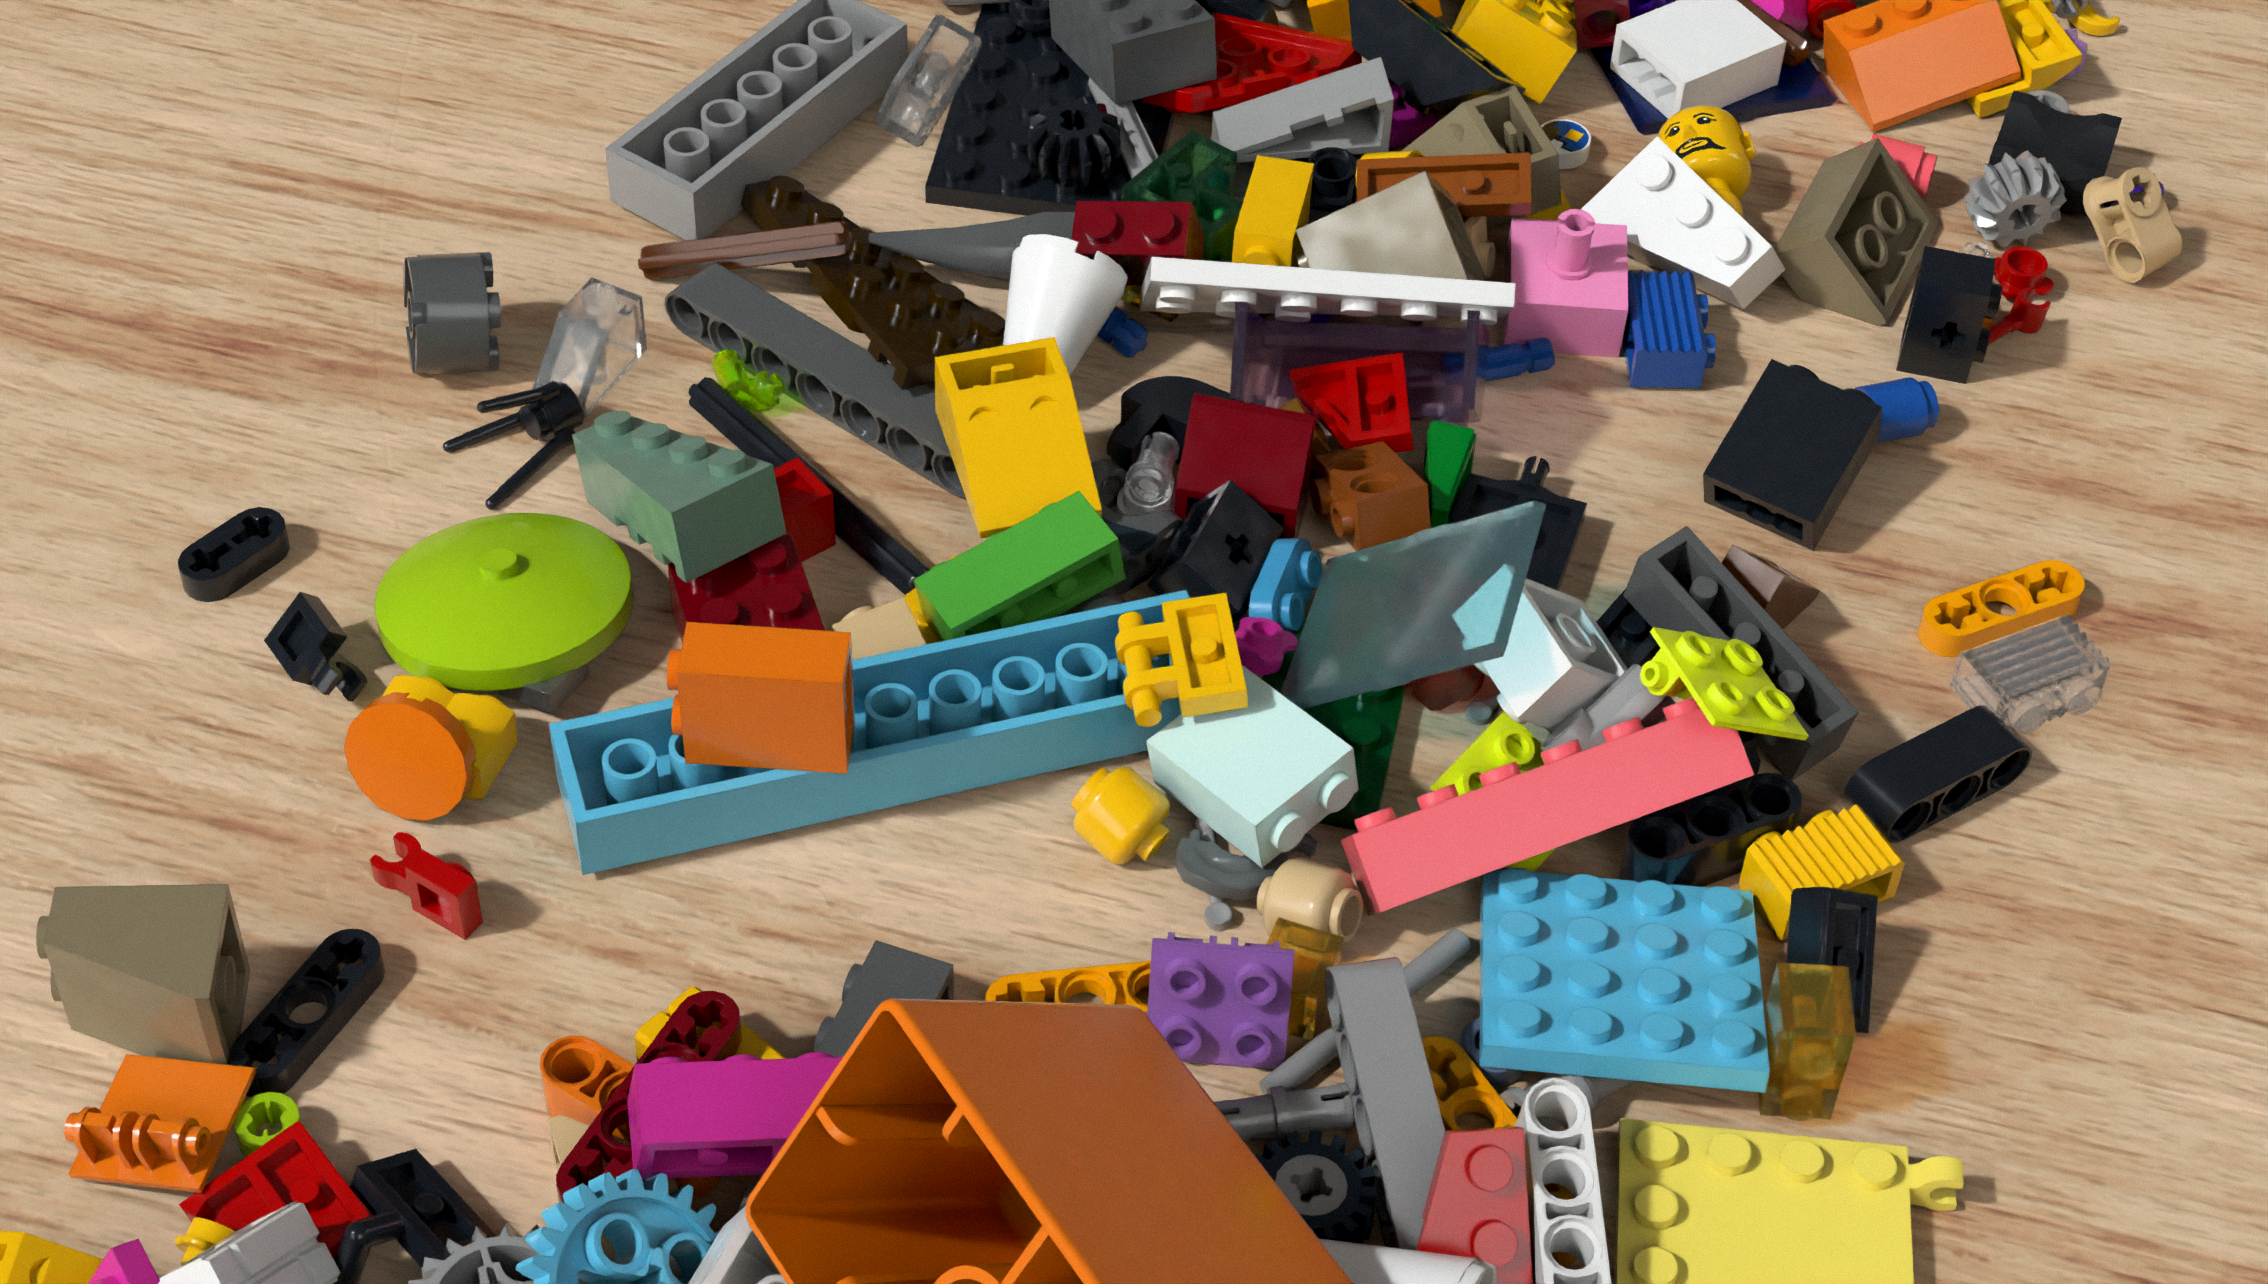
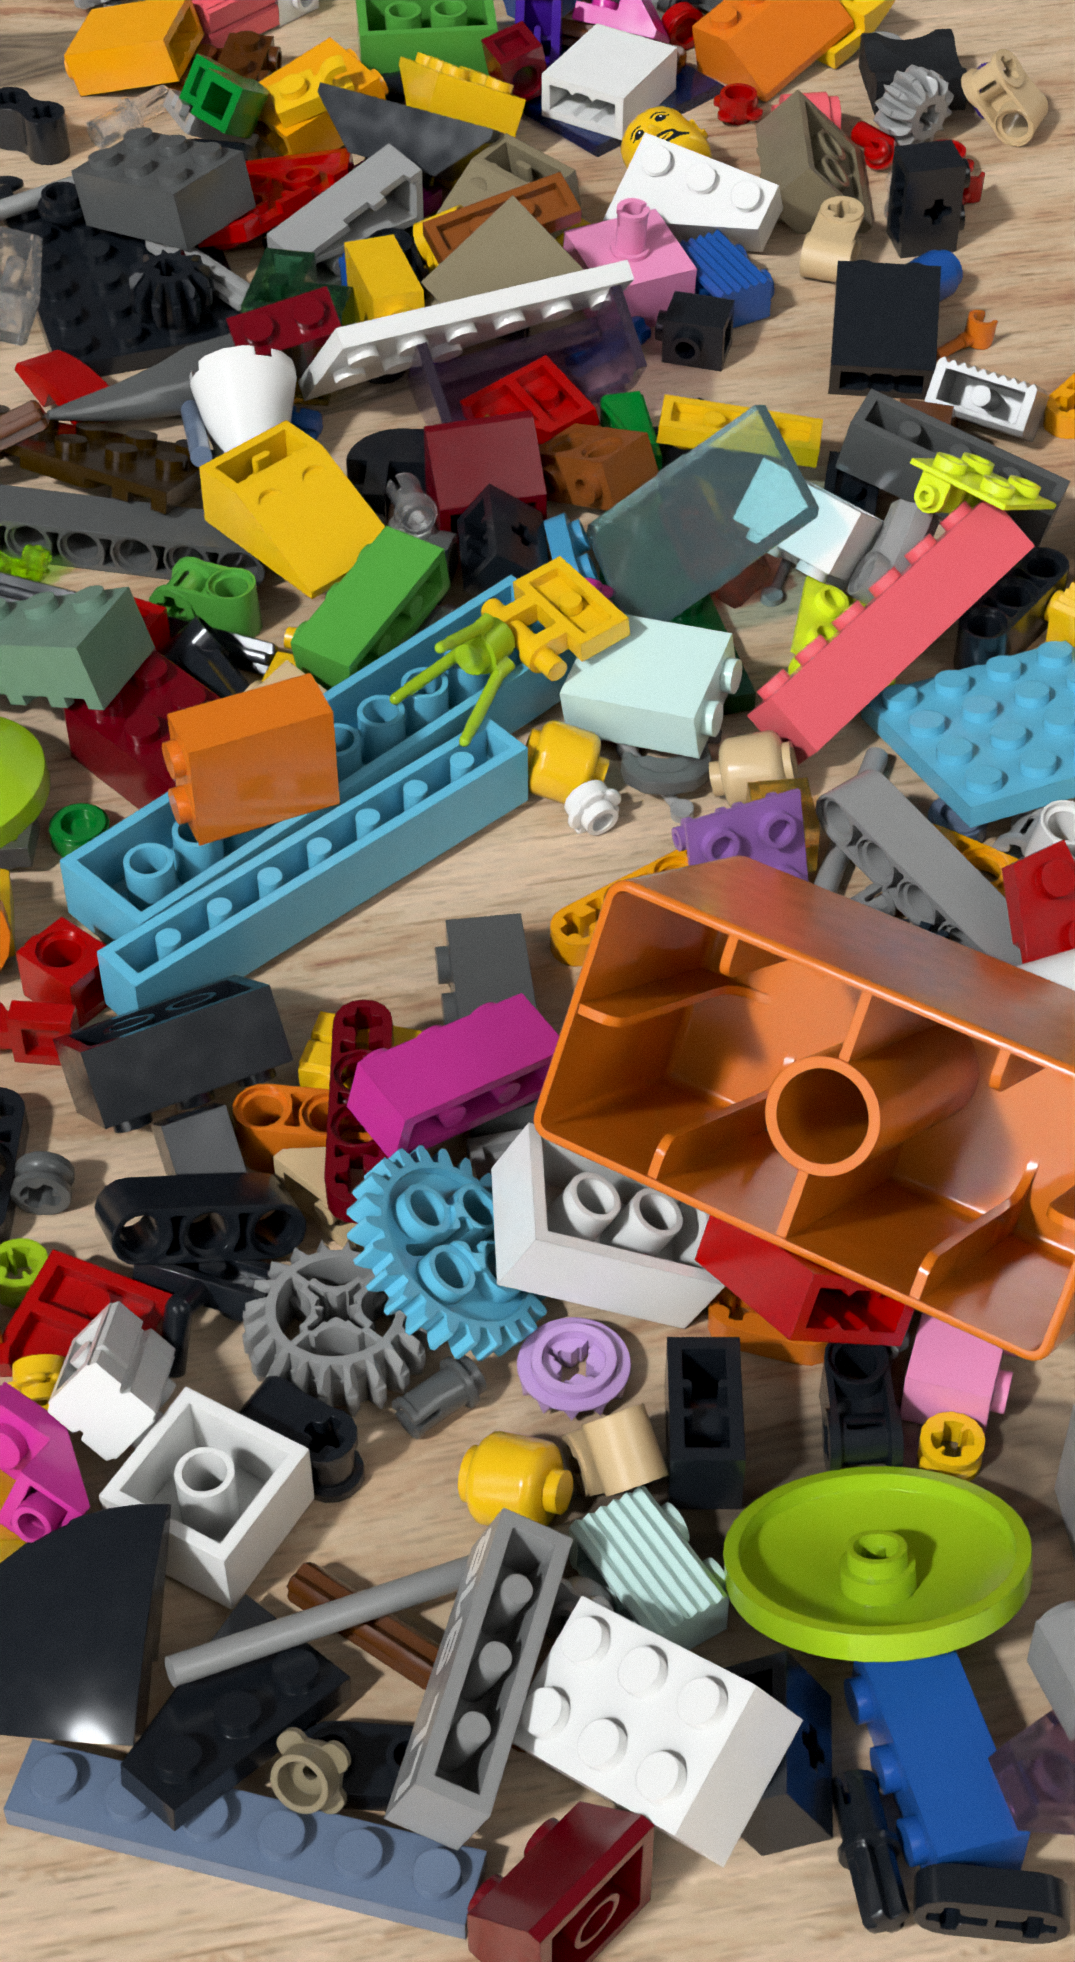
camera: 25 degrees left, 0 degrees up
(342, 1047) = (42, 1183): none -> dark grey bush
(442, 1151) = (173, 1203): none -> black beam
(490, 1085) = (198, 1142): none -> black brick
(506, 841) = (63, 969): none -> red brick
(524, 969) = (174, 1052): none -> black brick
(621, 687) = (76, 826): none -> green tile
(795, 837) = (319, 871): none -> medium azure brick
(841, 564) = (205, 658): none -> black piece
(900, 497) = (215, 593): none -> bright green piece
(916, 199) = (58, 378): none -> red slope
(986, 321) = (195, 434): none -> sand blue bar
(1081, 661) = (477, 650): none -> lime plant
(1122, 877) = (592, 808): none -> white plate
(1569, 525) = (691, 421): none -> yellow plate
(1598, 379) = (696, 330): none -> black brick
(1820, 326) = (832, 238): none -> tan piece
(1833, 126) = (738, 104): none -> red plate
(1854, 577) = (988, 398): none -> light grey brick
(1912, 494) = (976, 335): none -> orange hand
(1957, 224) = (876, 144): none -> red arm

